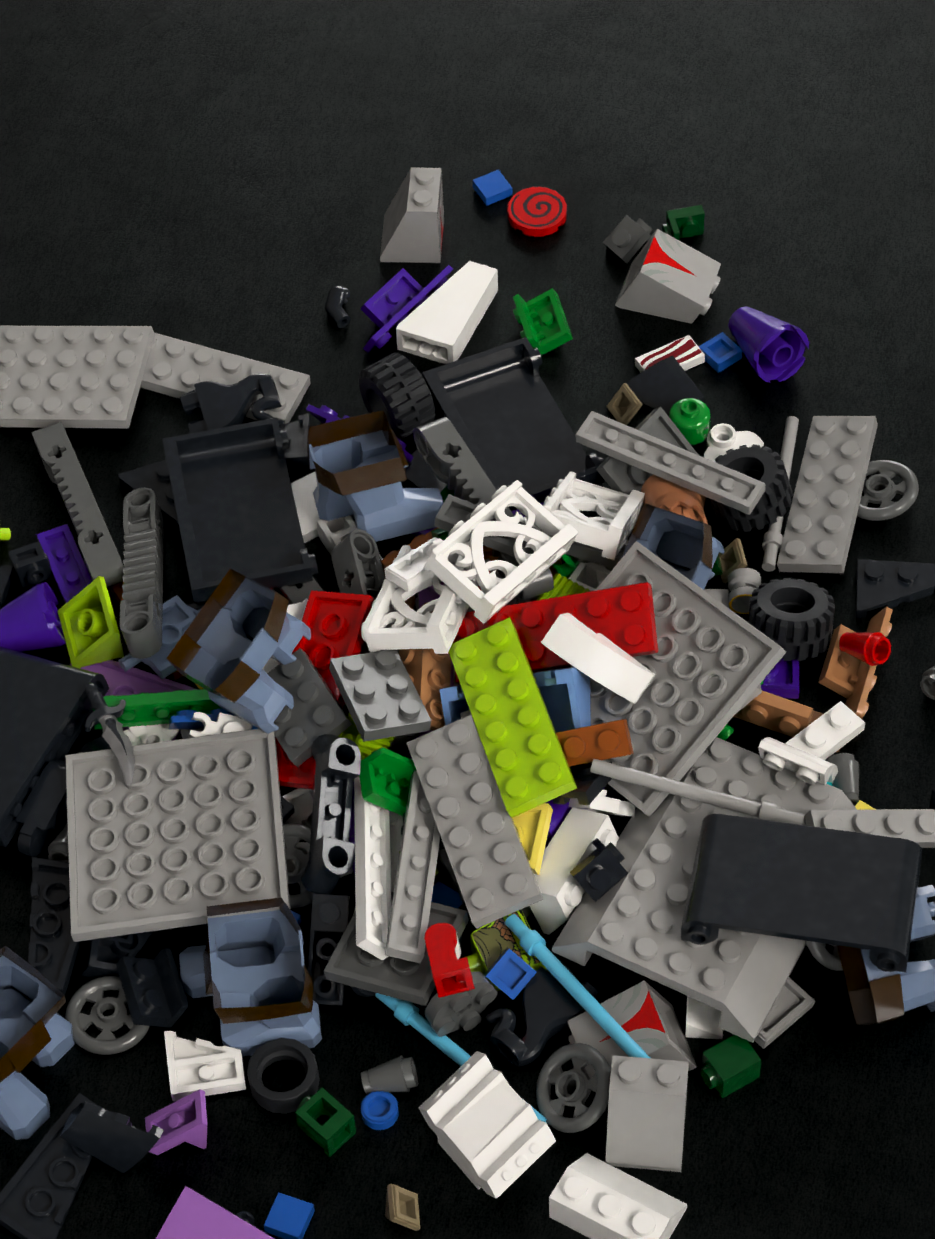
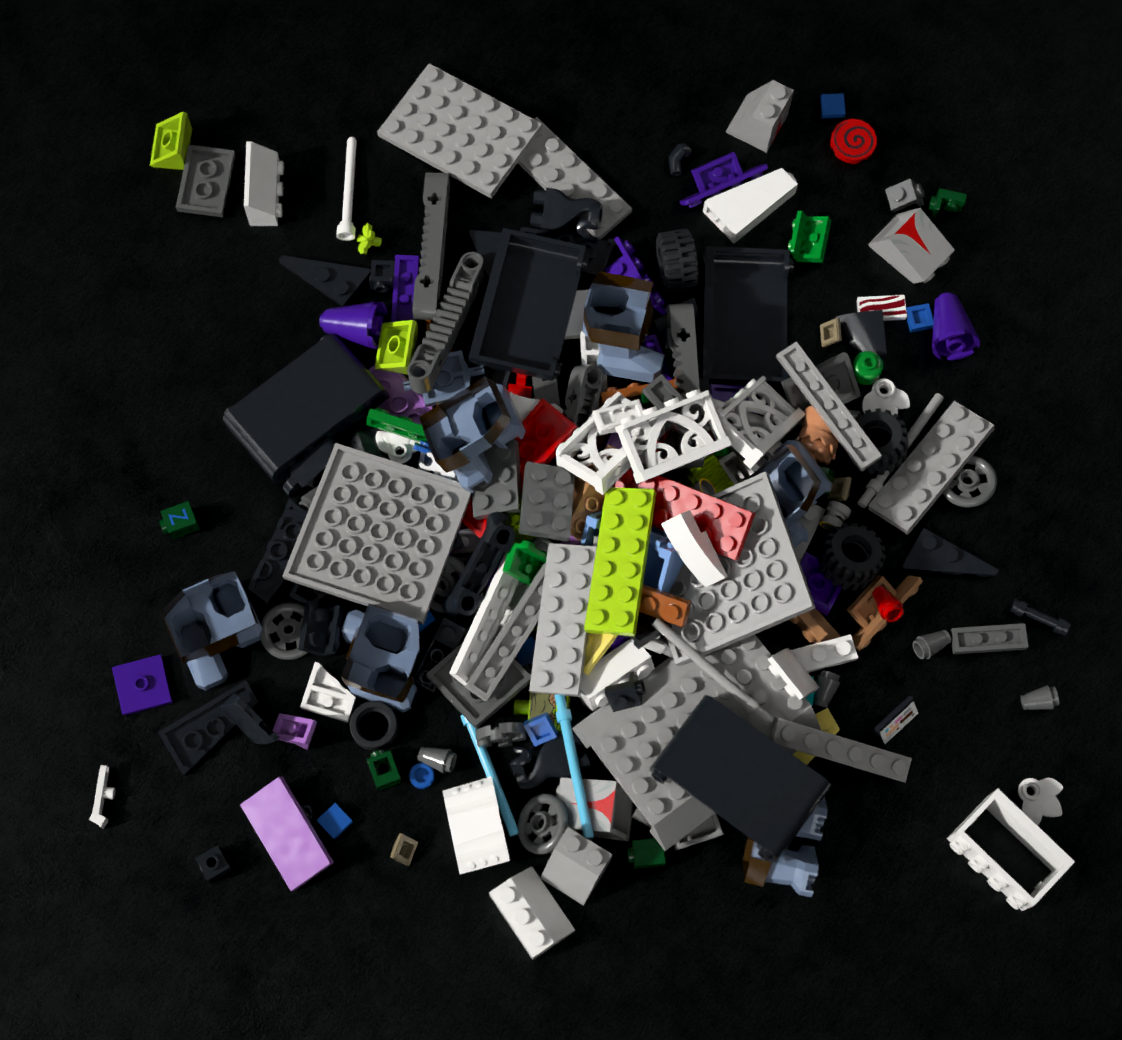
camera: 20 degrees right, 20 degrees up
(112, 730) = (370, 443): piece -> none
(448, 971) = (496, 714): red leg -> none

